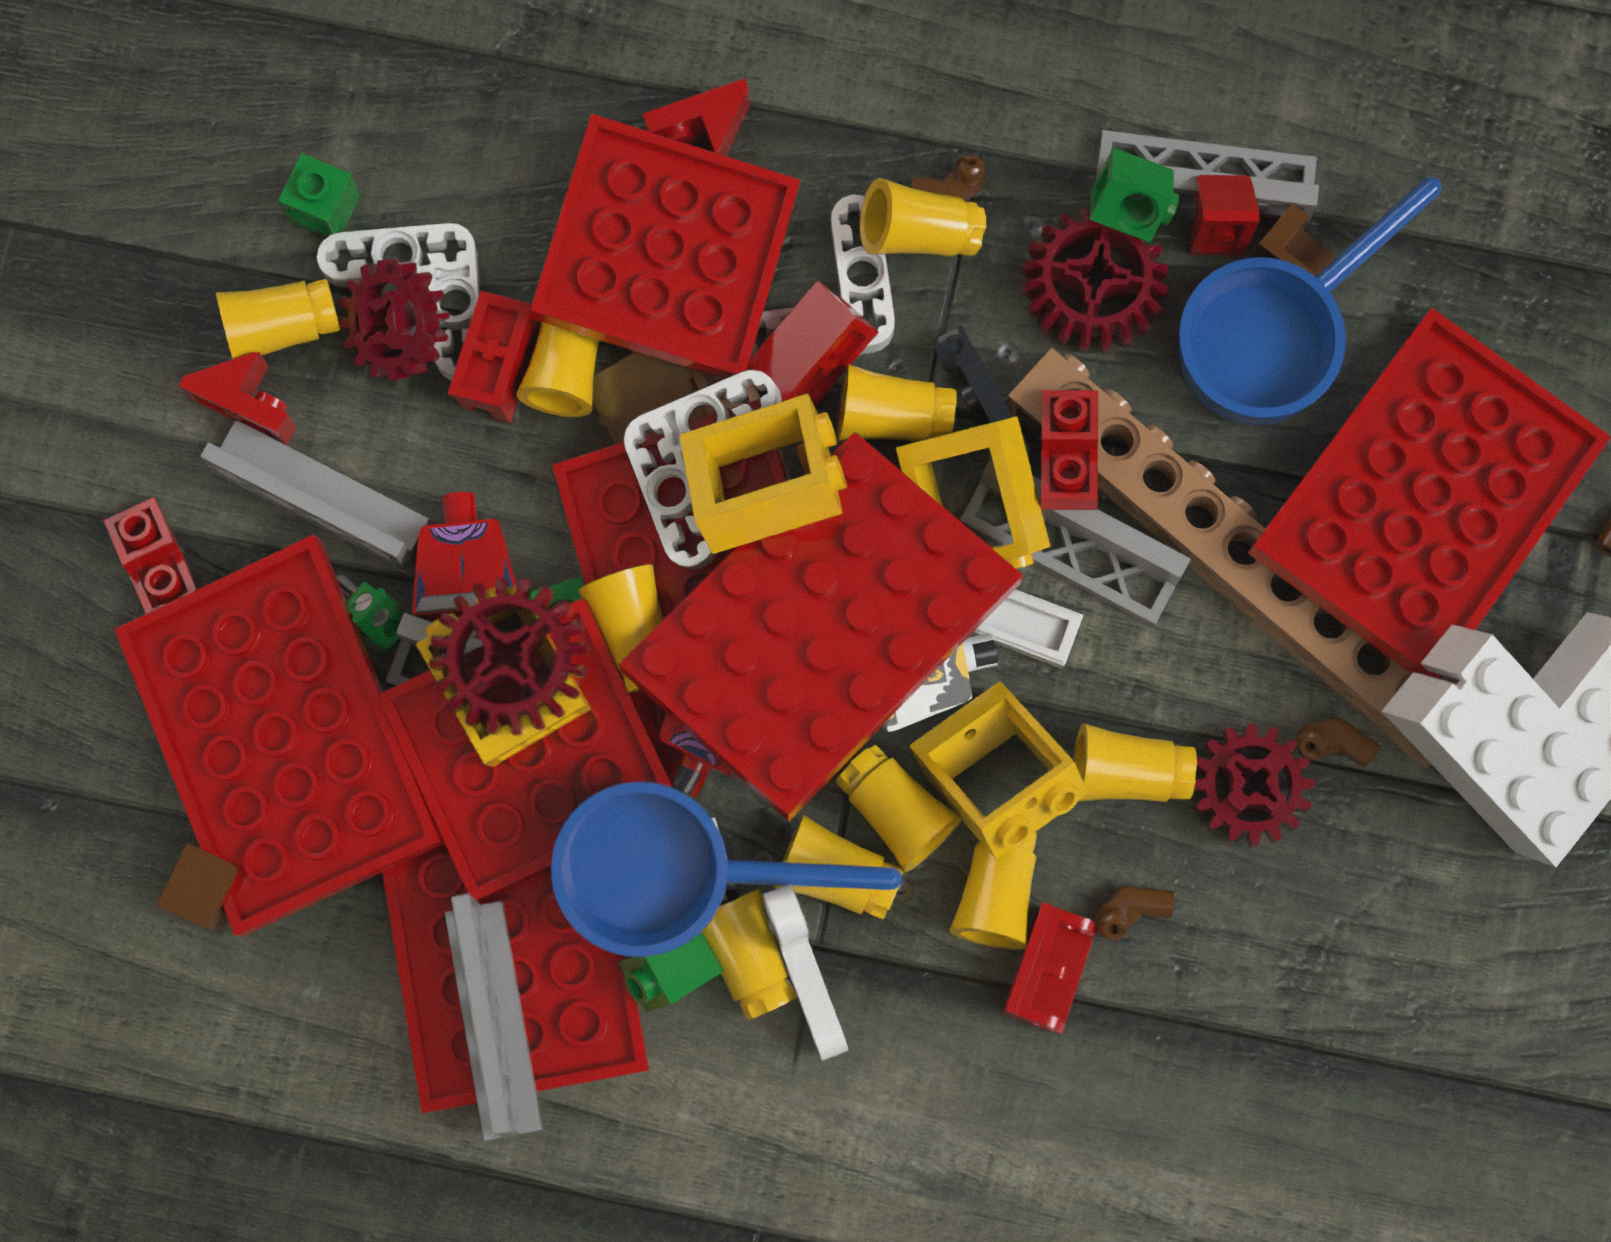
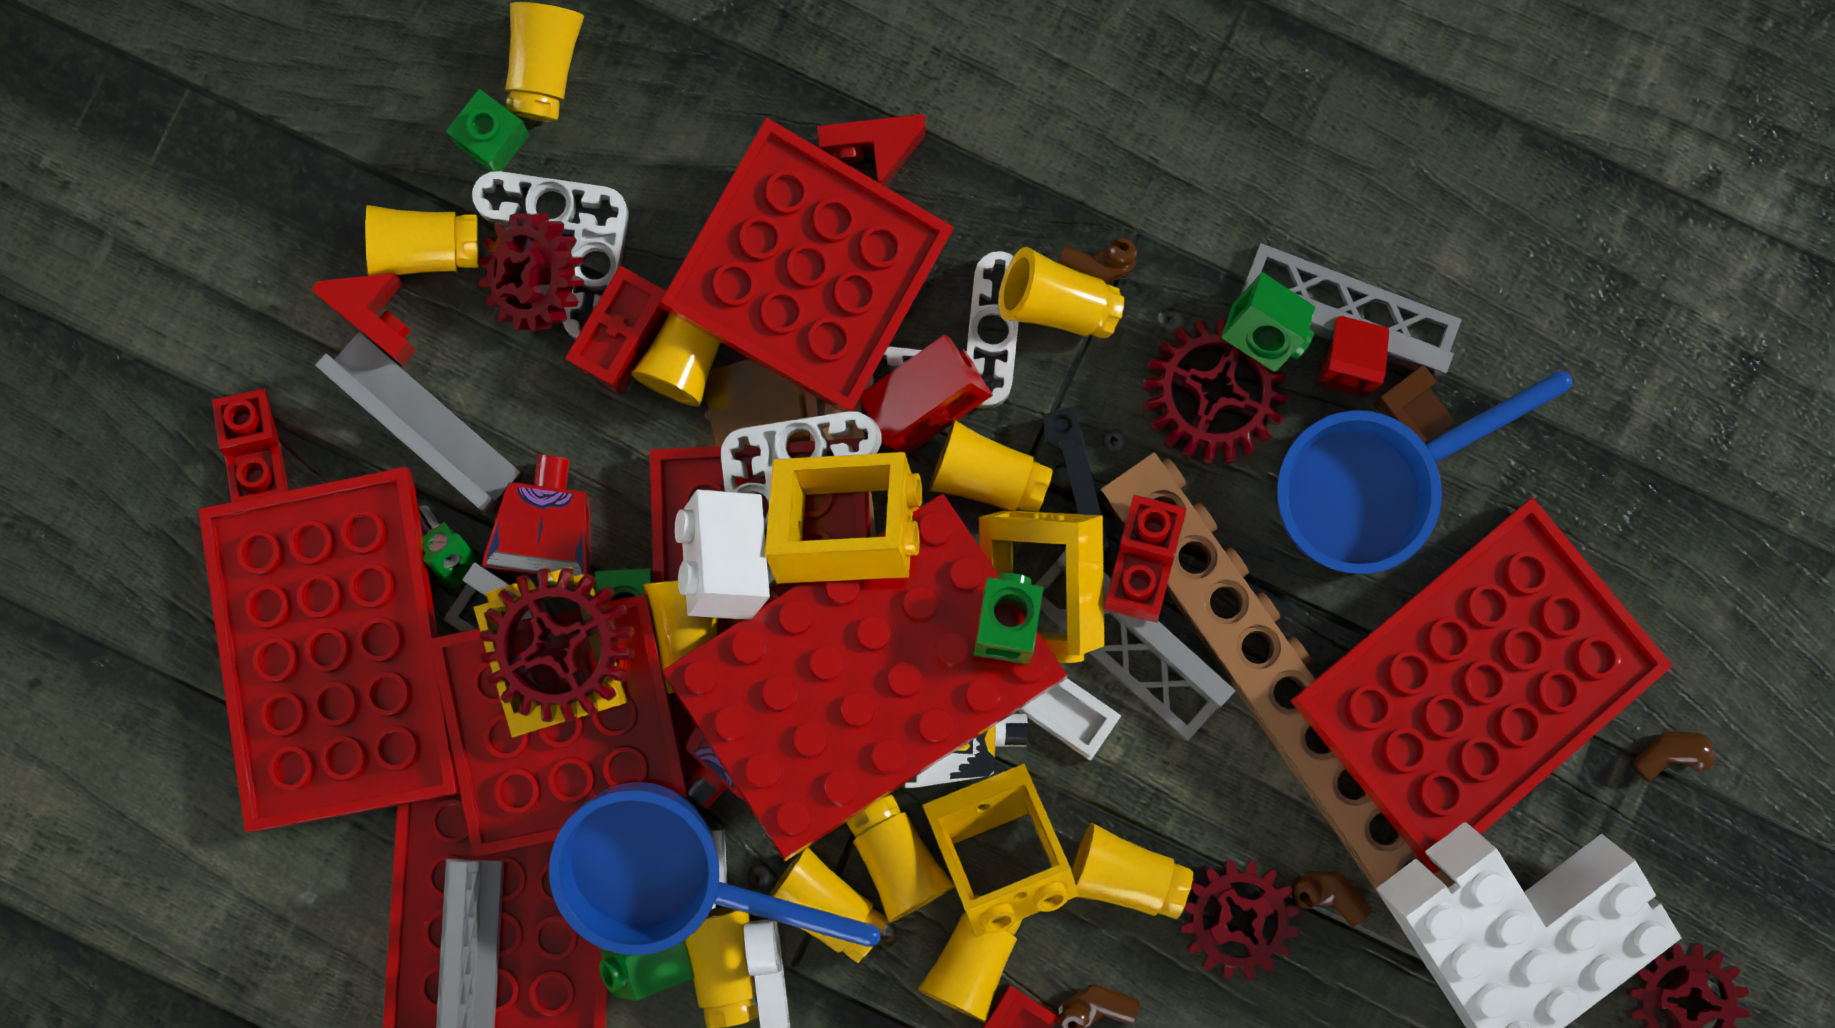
camera: 10 degrees right, 5 degrees up
(199, 888) = (221, 779): reddish brown panel -> none
(354, 113) = (539, 58): none -> yellow plant
(653, 535) = (723, 555): none -> white brick
(952, 552) = (1005, 642): none -> green brick

